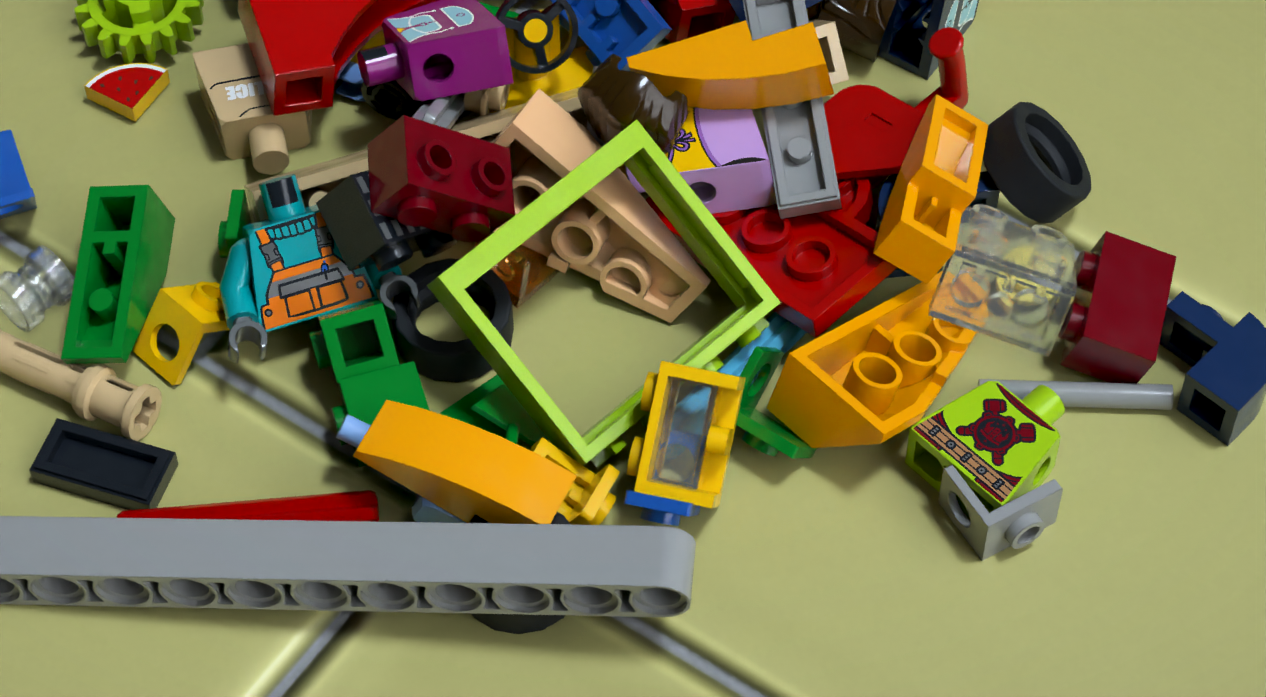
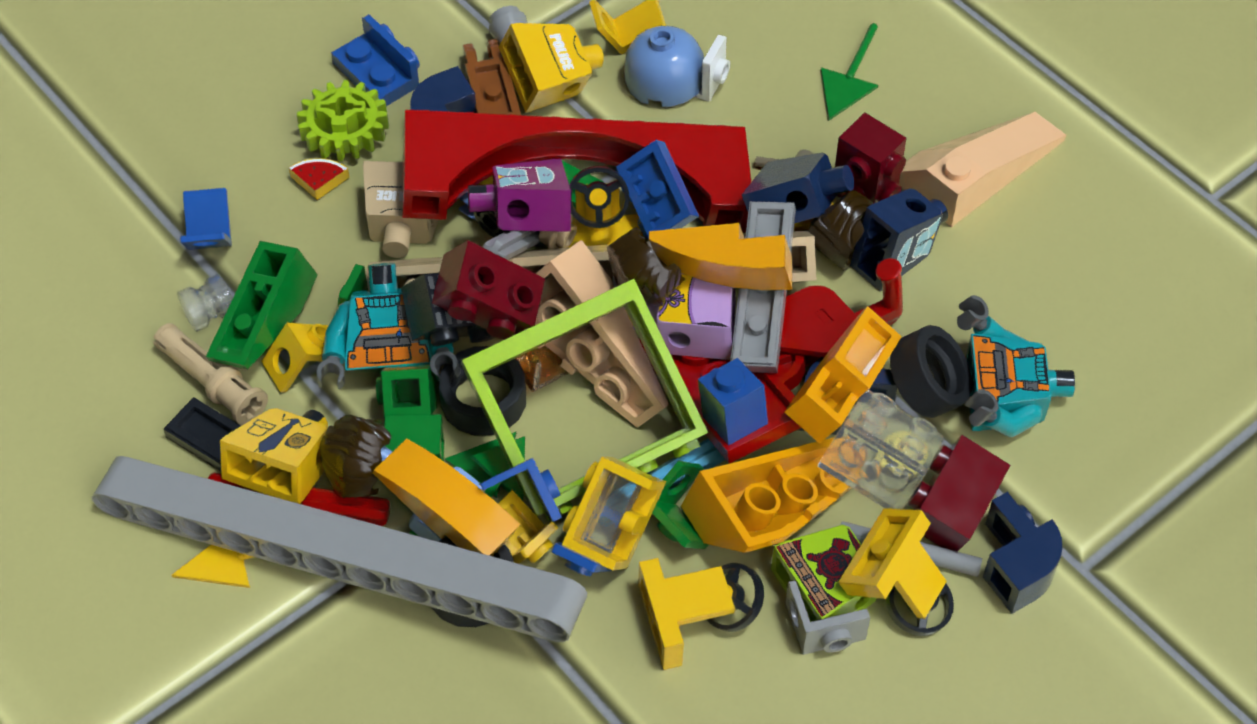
camera: 15 degrees right, 0 degrees up
(165, 634) = (216, 566): none -> yellow piece
(205, 463) = (275, 453): none -> yellow torso
(314, 440) = (351, 454): none -> dark brown hair
(587, 416) = (542, 483): none -> blue bracket
(804, 253) = (733, 401): none -> blue brick
(819, 522) = (693, 599): none -> yellow piece
(1077, 412) = (896, 560): none -> yellow piece
(1132, 146) = (1007, 375): none -> torso

